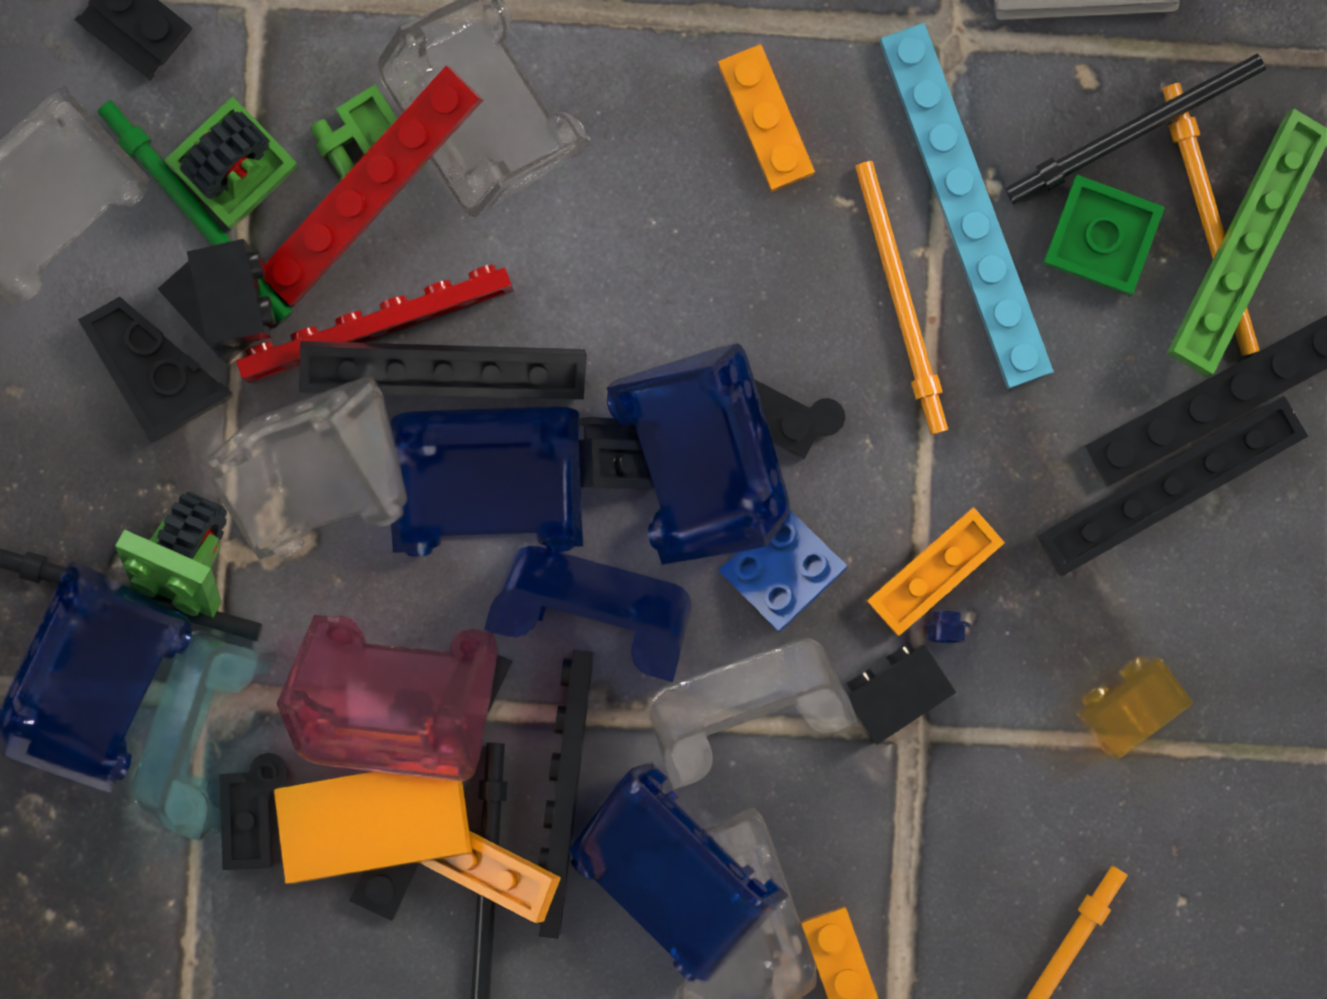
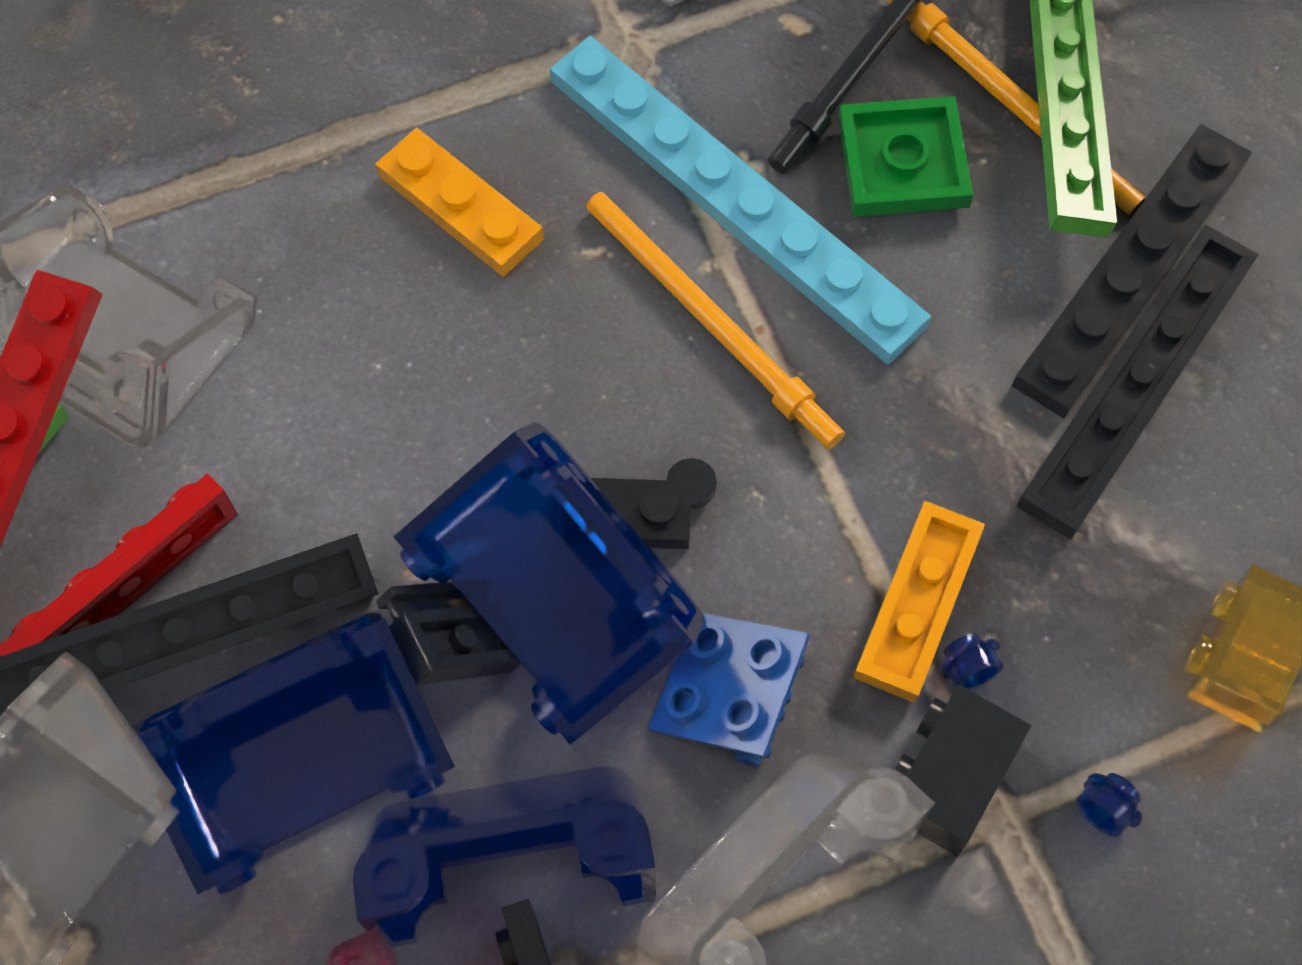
camera: 25 degrees left, 20 degrees down
(984, 759) = (1110, 803): none -> clear blue plate

